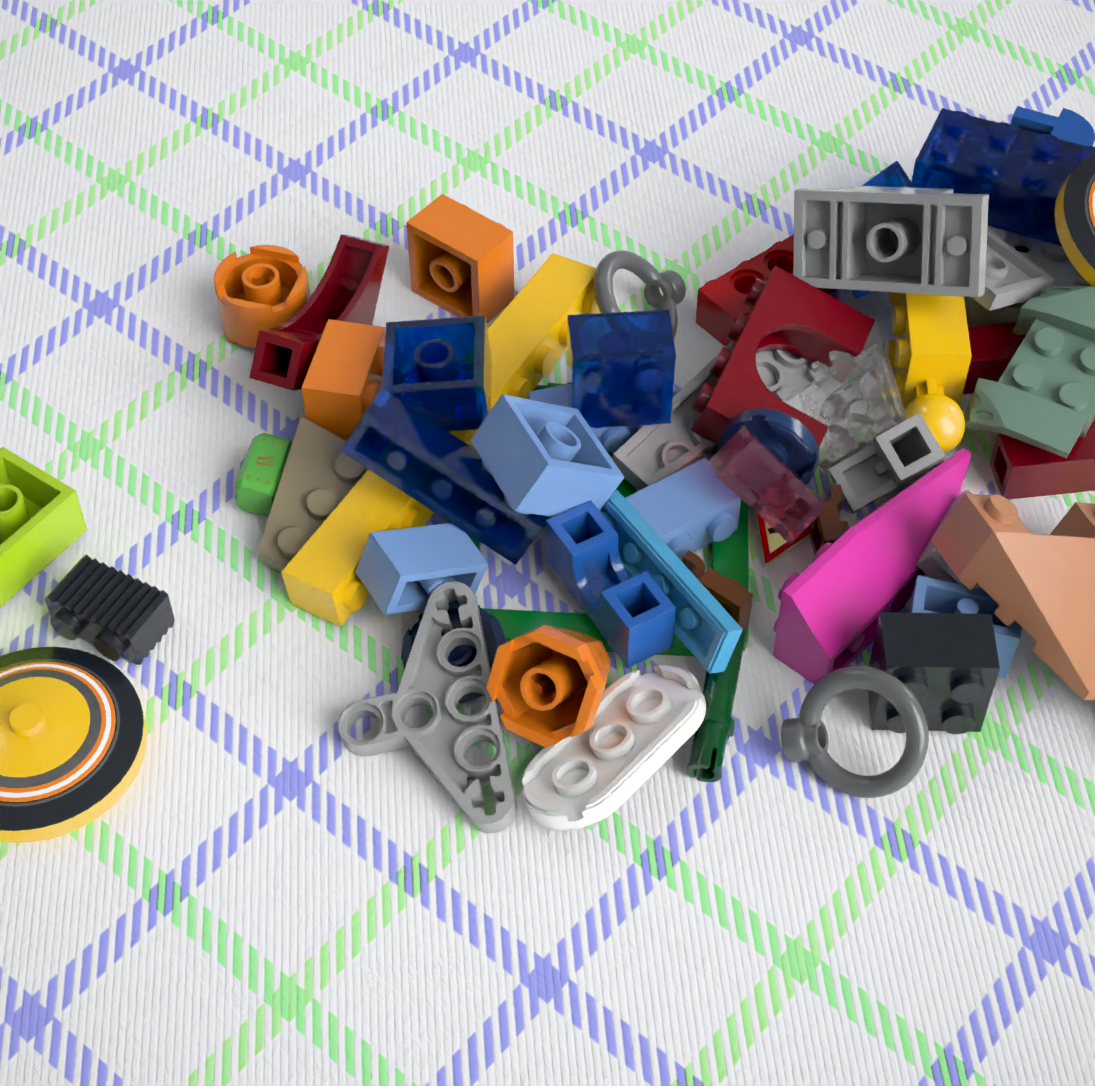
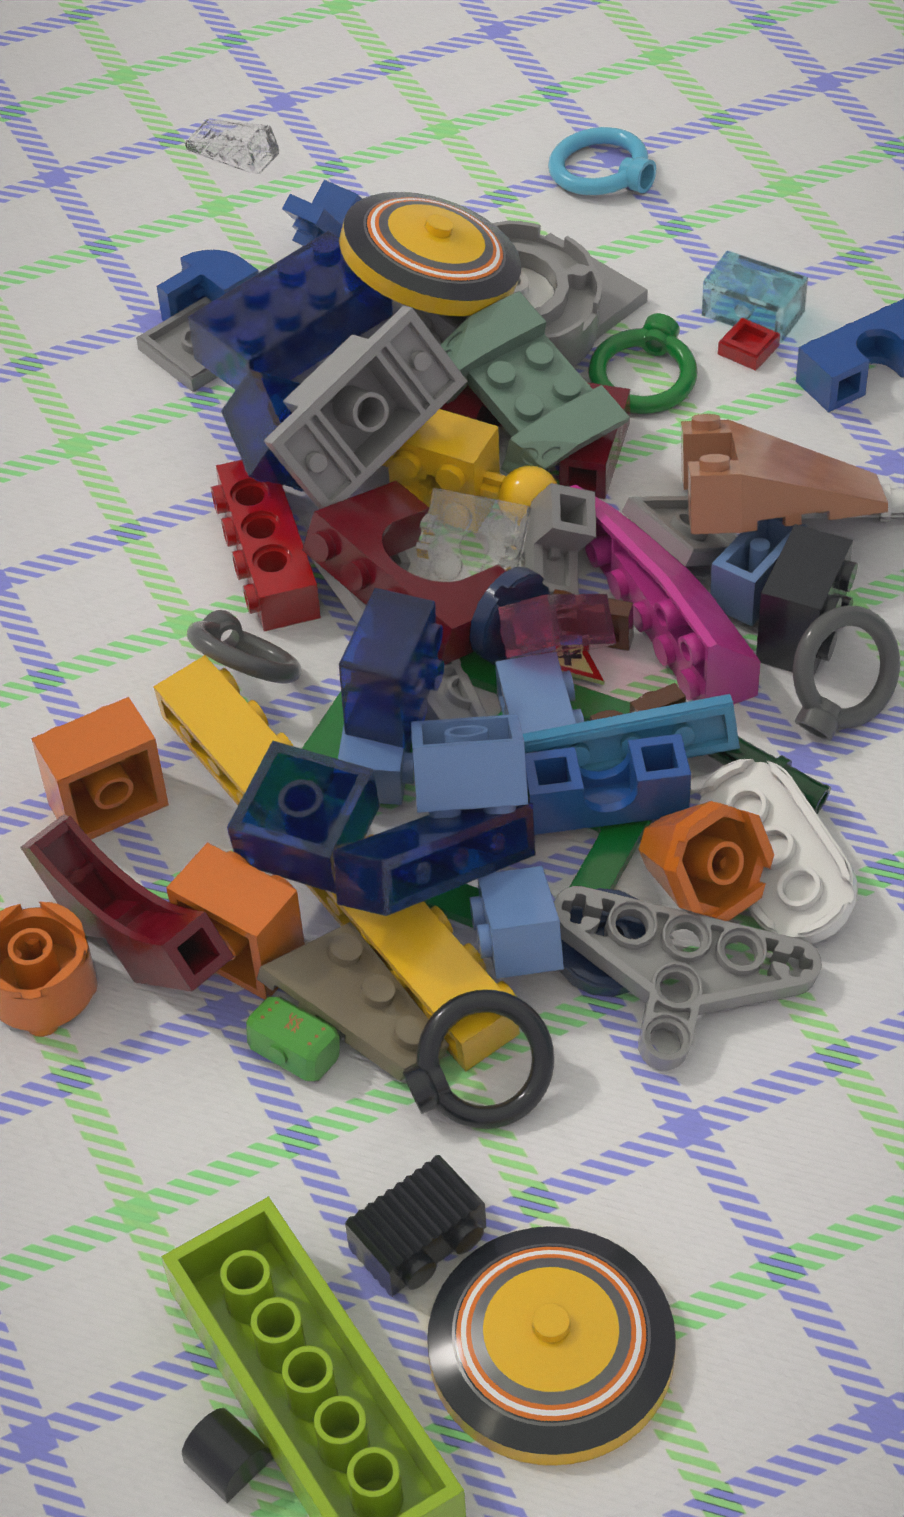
camera: 65 degrees left, 0 degrees up
(246, 573) = (429, 1083): none -> black piece

